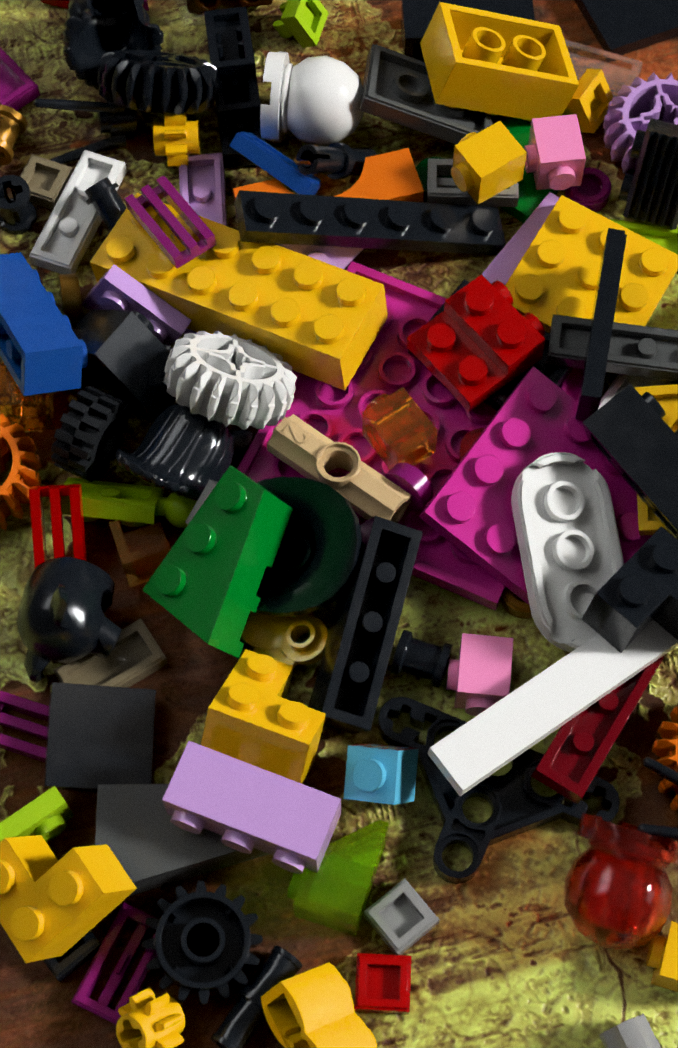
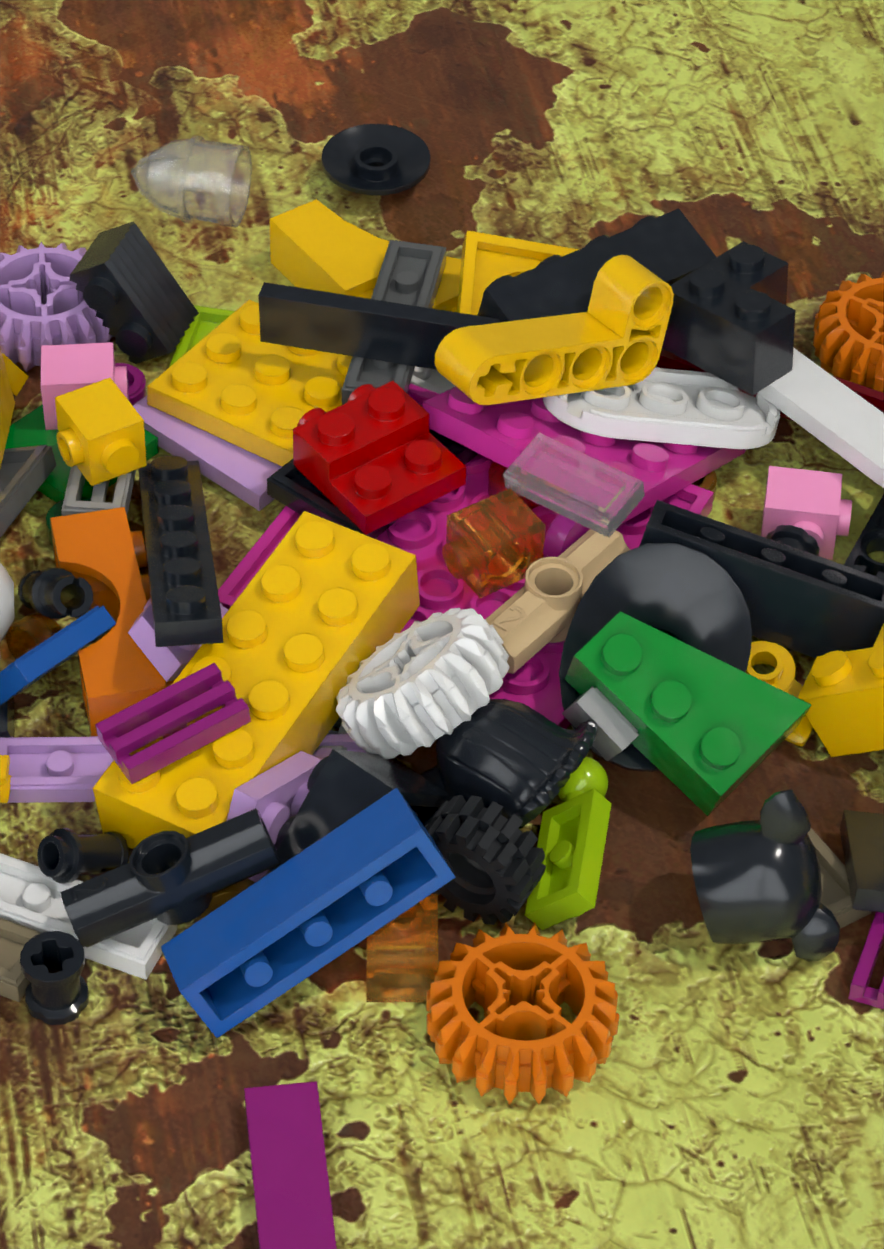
camera: 90 degrees left, 20 degrees down
(55, 492) = (629, 901): red tile -> none
(61, 246) = (170, 878): none -> black piece
(140, 551) = (649, 831): clear orange panel -> none
(433, 470) = (574, 485): none -> clear tile
(572, 445) = (566, 353): none -> yellow beam

